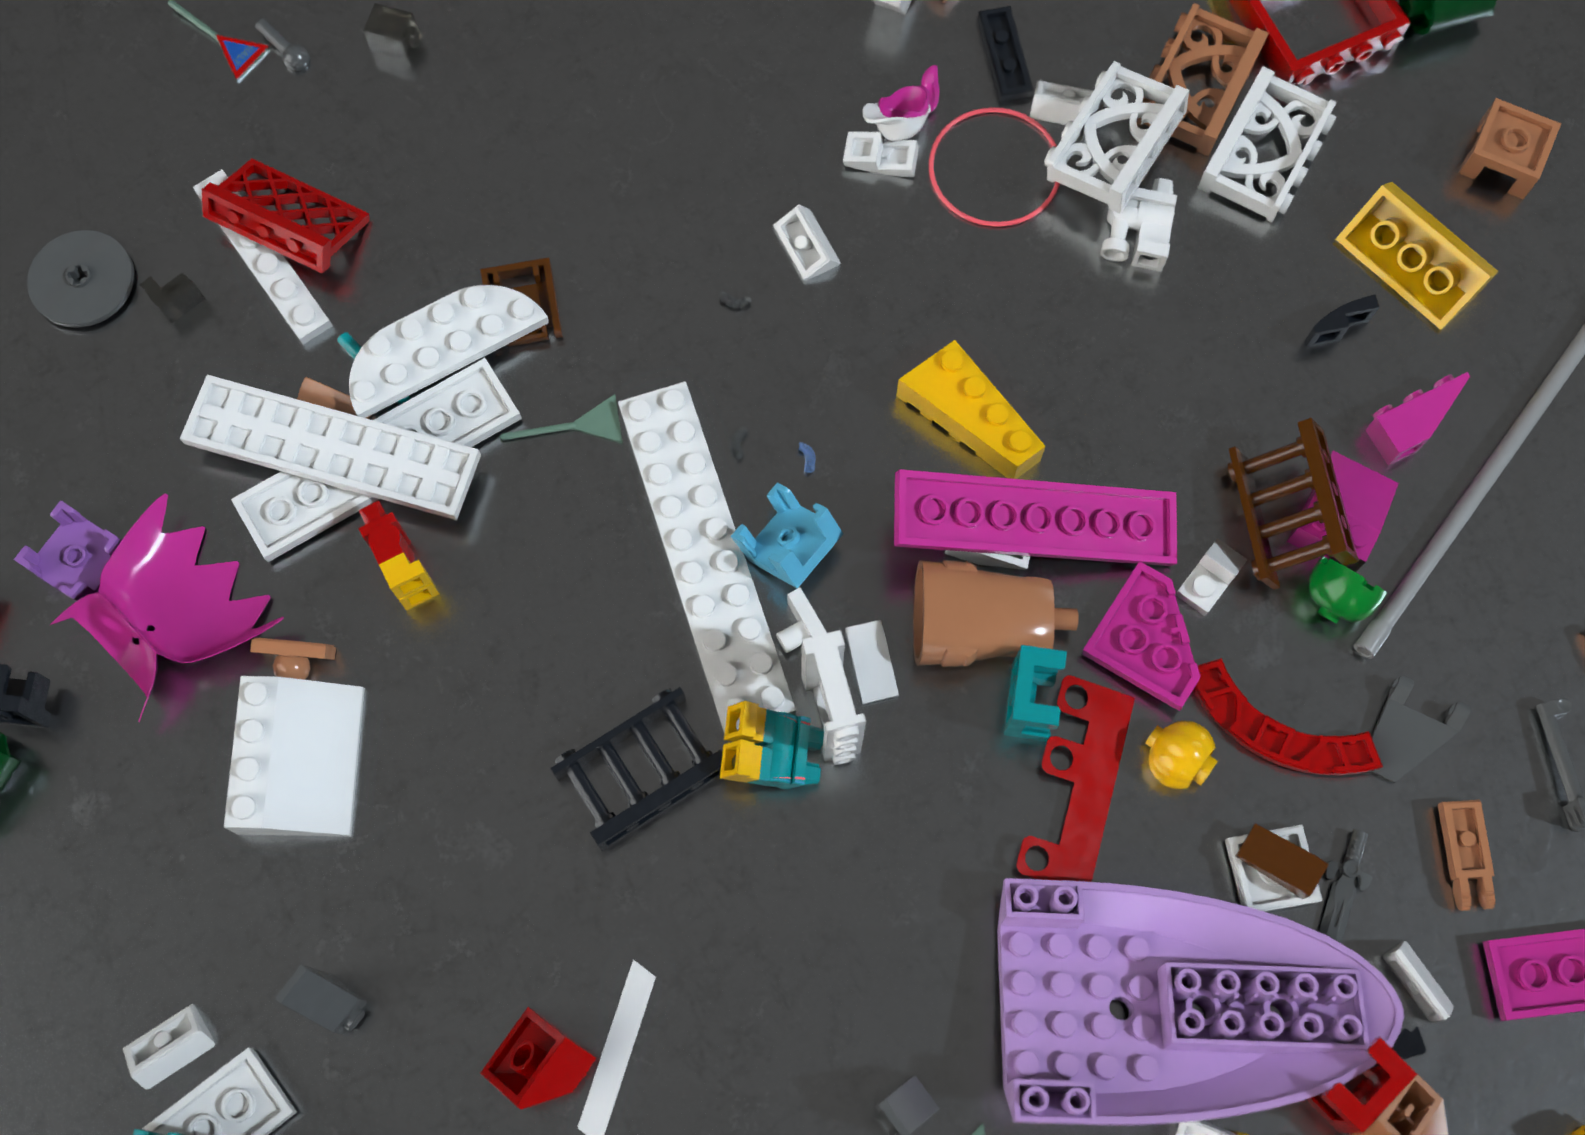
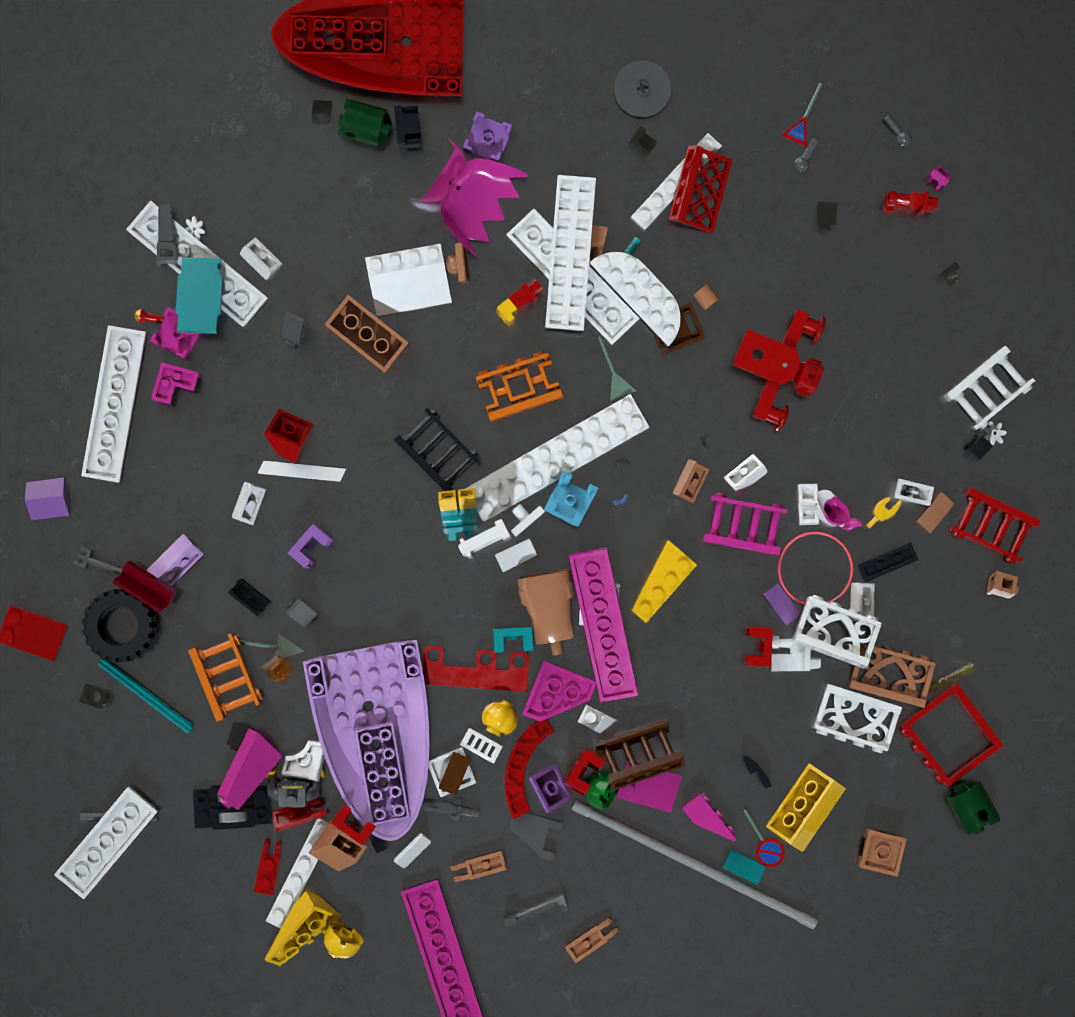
camera: 80 degrees right, 15 degrees up
(374, 858) = (366, 333): none -> nougat brick
(479, 245) = (706, 297): none -> nougat brick
(582, 589) = (524, 402): none -> orange fence
(631, 135) = (781, 365): none -> red piece
(765, 1067) = (306, 542): none -> medium lavender panel
(798, 334) = (691, 481): none -> nougat slope
(918, 281) = (732, 538): none -> dark pink fence
(919, 46) = (881, 513): none -> yellow hand
(1048, 229) = (781, 604): none -> medium lavender slope
(1122, 258) = (764, 646): none -> red panel
(1250, 777) = (478, 751): none -> white slope
(1304, 621) = (586, 758): none -> red panel
(1329, 688) = (550, 788): none -> medium lavender slope
(1485, 332) = (769, 851): none -> piece
(1512, 377) = (744, 866): none -> teal slope

